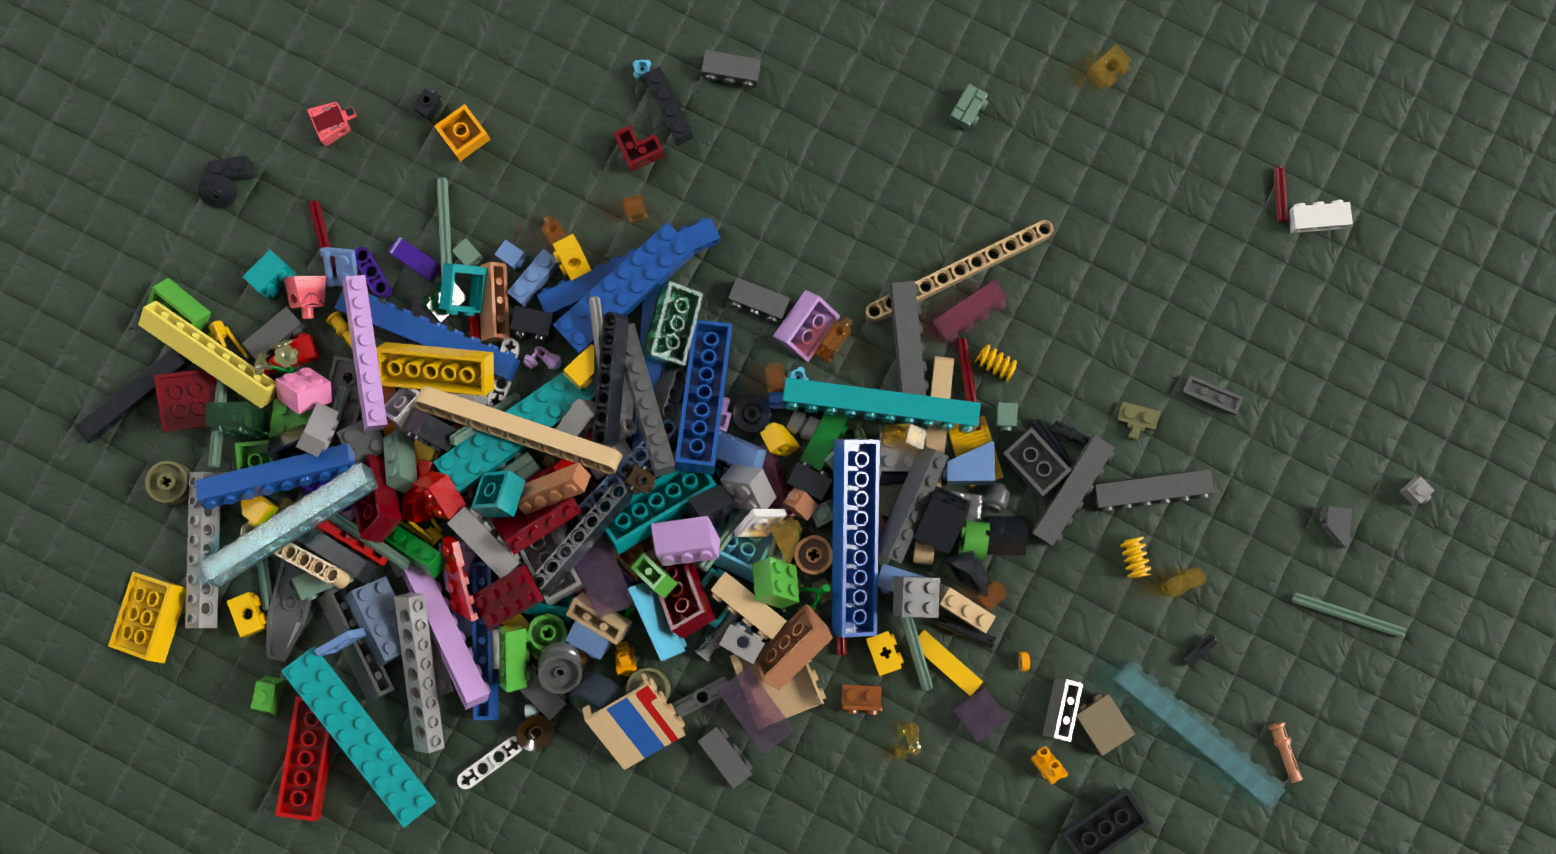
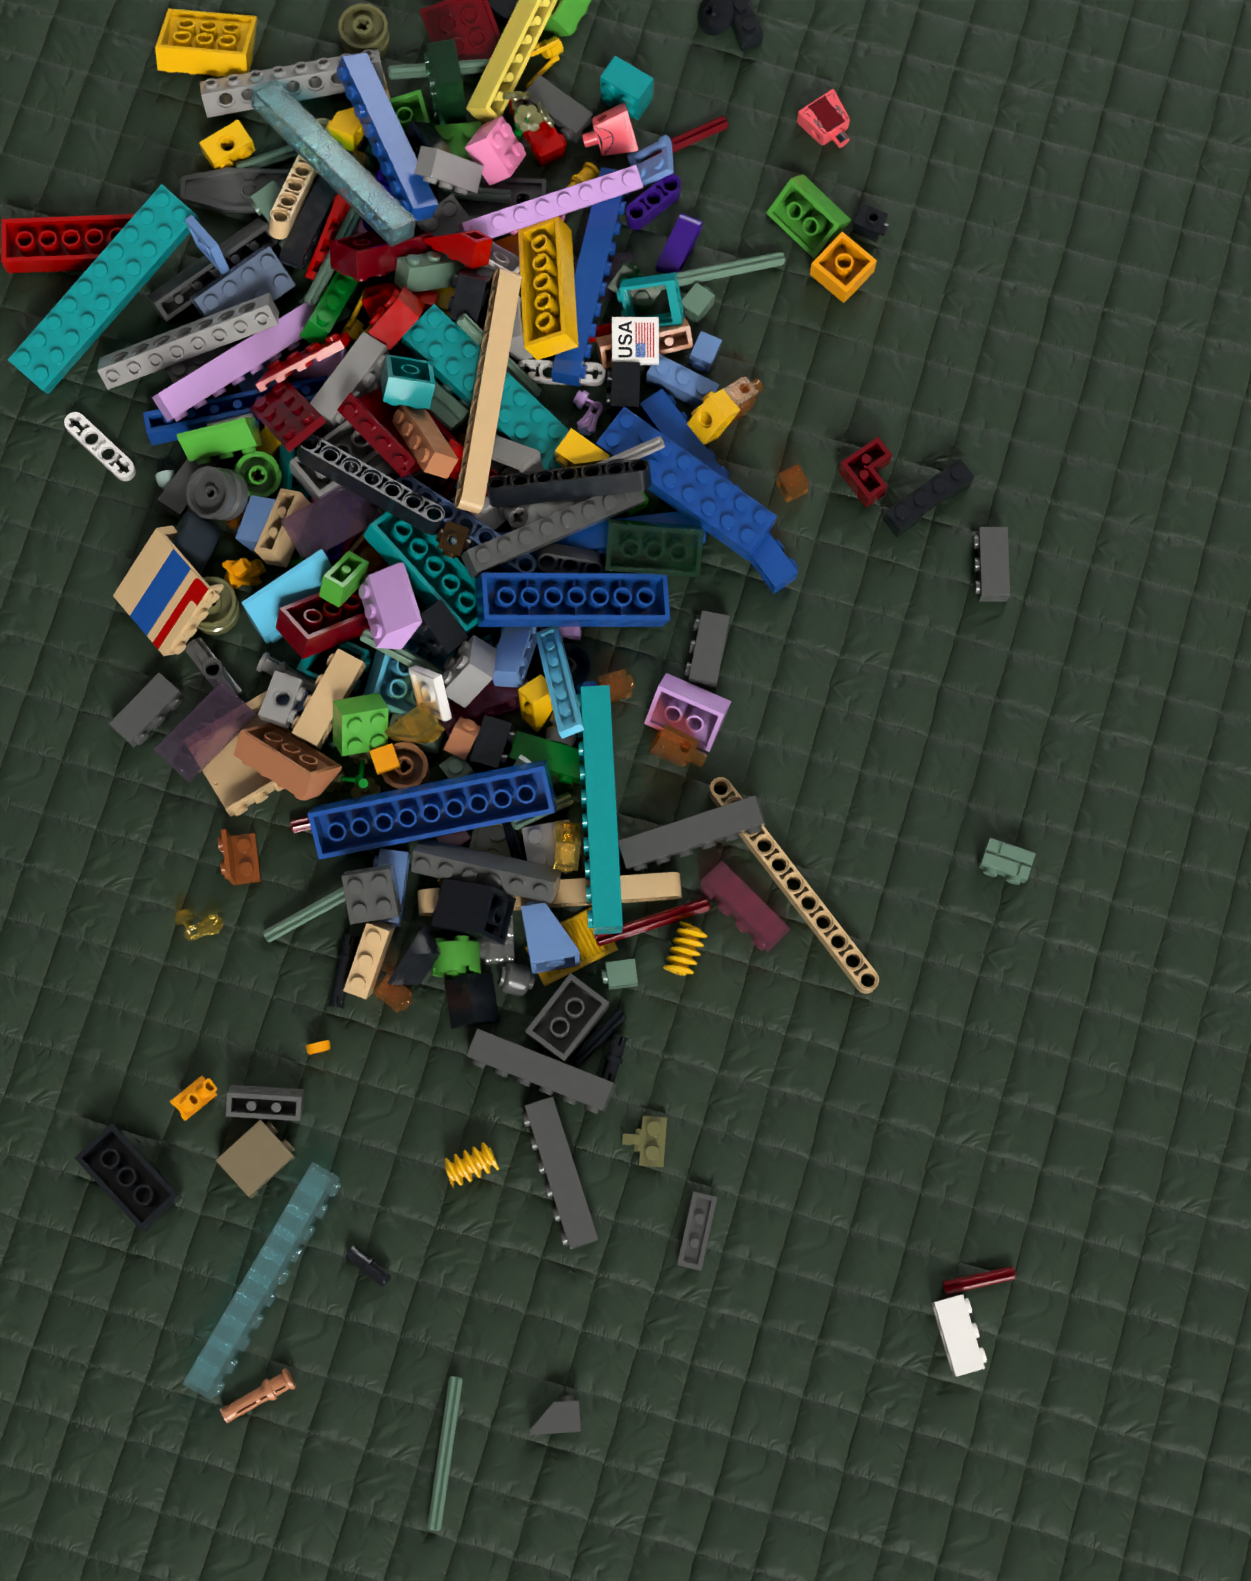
camera: 75 degrees right, 5 degrees down
(268, 695) = (136, 184): bright green torso -> none
(389, 427) = (467, 247): none -> red slope
(411, 152) = (808, 215): none -> bright green slope
(495, 306) = (635, 340): none -> tile
(537, 739) = (133, 491): dark brown dish -> none
(641, 64) = (972, 454): medium azure plate -> none
(773, 417) = (559, 682): none -> medium azure plate
(798, 372) = (624, 707): medium azure plate -> none
(806, 568) = (384, 759): none -> light orange tile
(882, 664) = (287, 875): yellow brick -> none
(949, 664) = (301, 956): yellow tile -> none
(980, 714) = (244, 1004): clear purple brick -> none
(1115, 57) = (1112, 1030): clear yellow brick -> none
(1186, 580) = (453, 1235): clear yellow brick -> none
(1417, 491) = (619, 1518): light grey brick -> none

